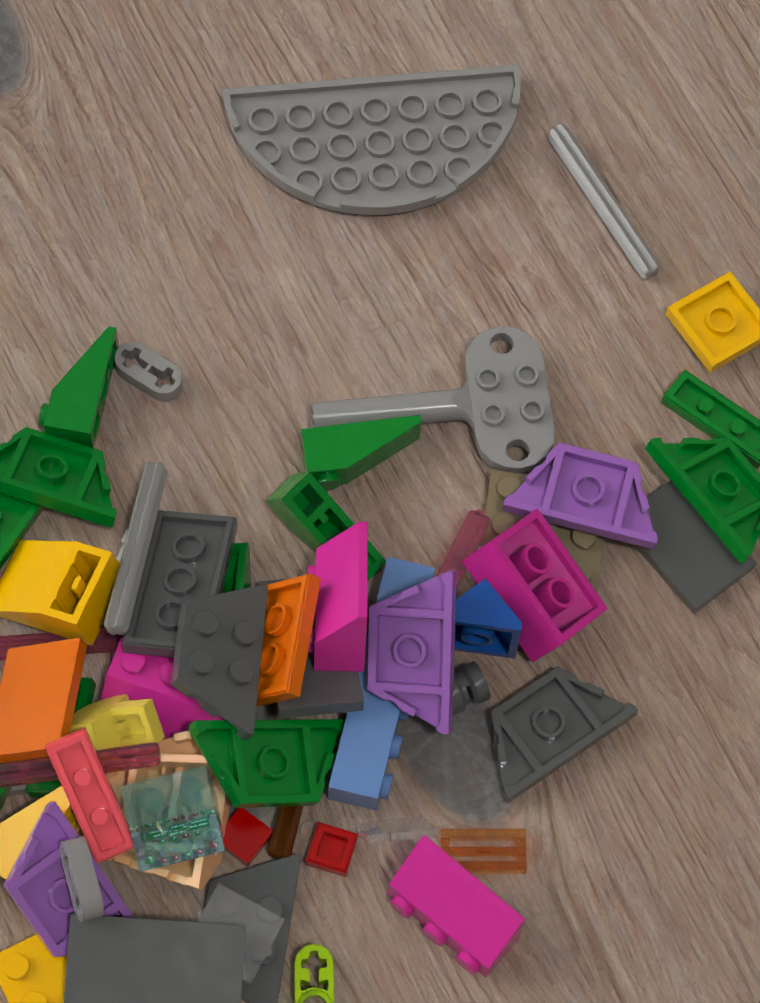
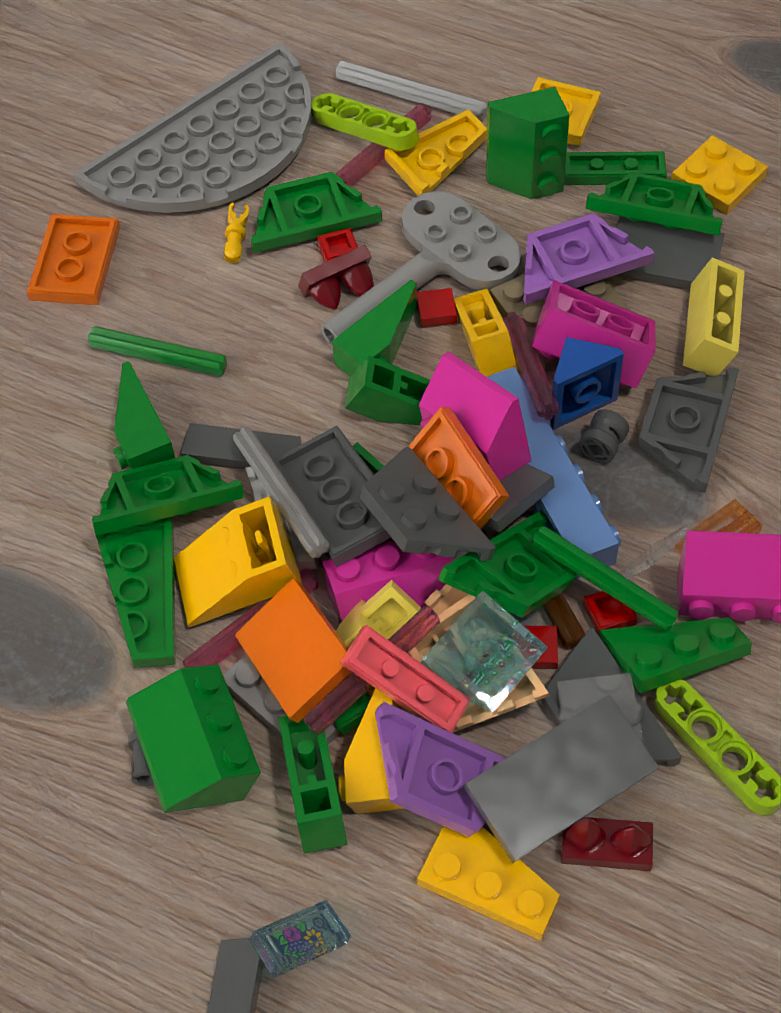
camera: 30 degrees left, 10 degrees down
(81, 879) = (455, 745): light grey beam -> none
(132, 451) = (216, 446): none -> dark grey tile
(144, 378) = (176, 383): light grey beam -> none
(158, 327) = (157, 351): none -> green axle
(160, 179) = (74, 259): none -> orange tile
(316, 252) = (235, 234): none -> yellow piece
(337, 821) = (605, 578): none -> green axle
(349, 925) = (665, 656): none -> green wing
(385, 366) = (324, 280): none -> dark red tile
(397, 329) = (336, 243): none -> red tile
(399, 272) = (310, 209): none -> green wing
(415, 650) = (561, 416): medium lavender wing -> none
(431, 453) = (436, 307): none -> red tile
(444, 510) = (485, 332): none -> yellow slope
(526, 209) = (395, 132): none -> lime beam
(526, 246) = (375, 153): none -> clear pink axle
(568, 287) = (438, 152): none -> yellow wing
(636, 348) = (527, 143): none -> green slope
(658, 644) = (714, 318): none -> light yellow brick

